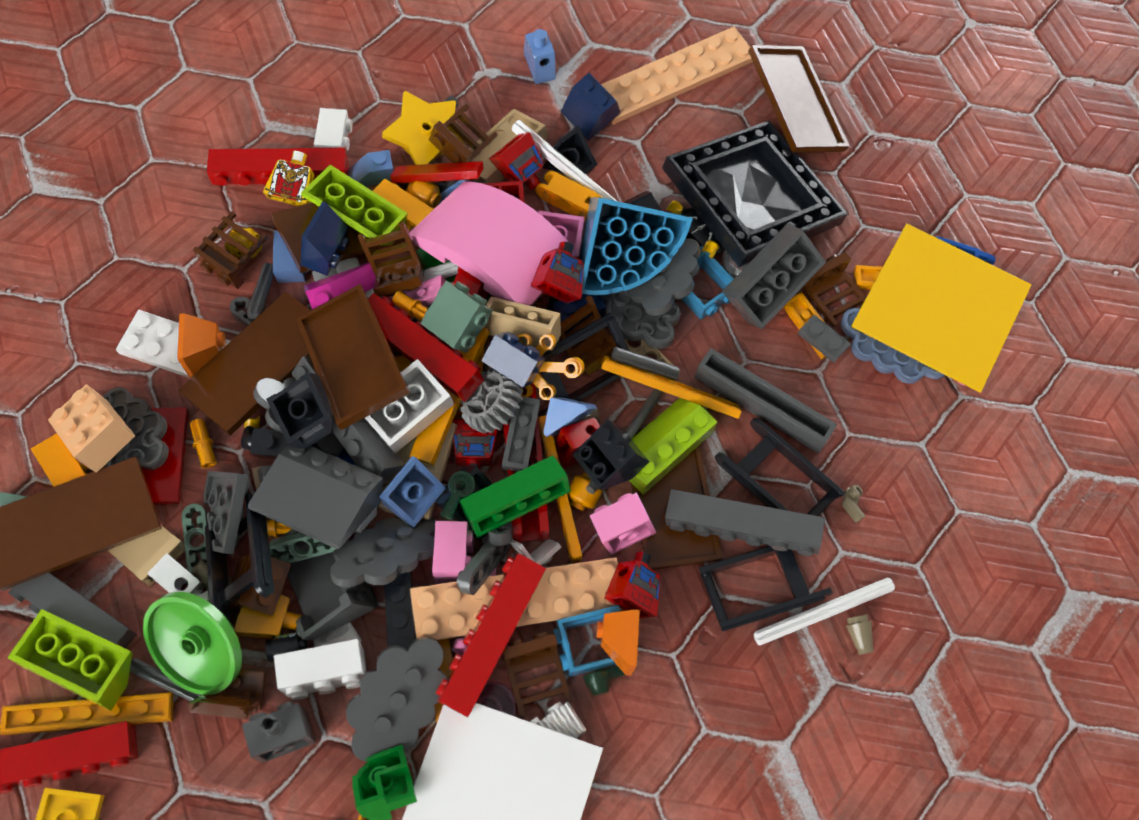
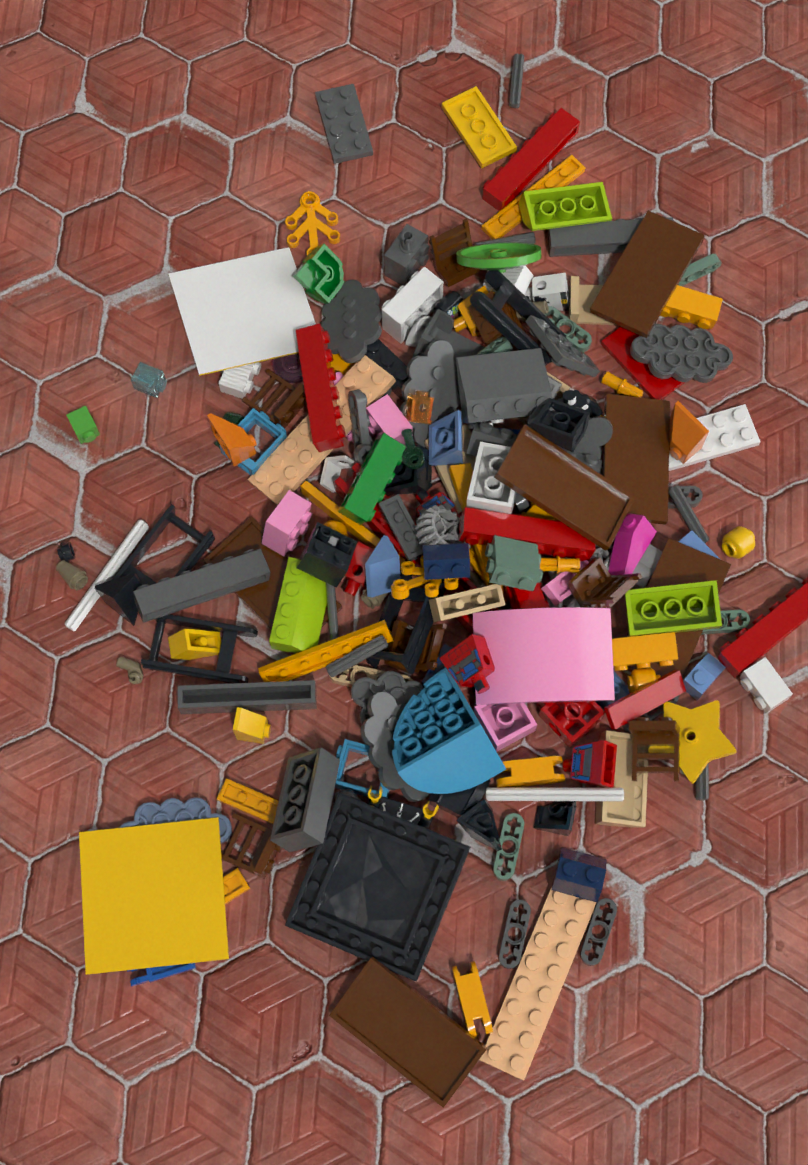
camera: 150 degrees right, 5 degrees up
(91, 428) = (693, 329): light nougat brick -> none
(218, 260) = (739, 510): reddish brown plate -> none
(289, 180) = (746, 607): torso -> none
(324, 241) = (666, 562): dark blue slope -> none
(414, 535) = (412, 410): none -> clear orange brick
(538, 48) = (666, 894): medium blue torso -> none
(612, 65) = (587, 946): none -> dark grey beam
(624, 172) = (506, 829): none -> sand green beam
(635, 586) = (249, 491): red torso -> none
(640, 179) = (481, 825): none -> black slope
(654, 795) = (149, 380): none -> clear light blue brick
(666, 117) = (524, 918): none -> dark grey beam
(734, 89) = (472, 999): none -> light orange piece
(758, 792) = (83, 425): none -> bright green brick
(779, 372) = (251, 726): none -> yellow slope
(783, 481) = (194, 644): none -> yellow slope
(824, 338) = (234, 790): dark grey plate -> none
(826, 571) = (120, 596): none -> black slope
(853, 661) = (66, 552): none -> black plate

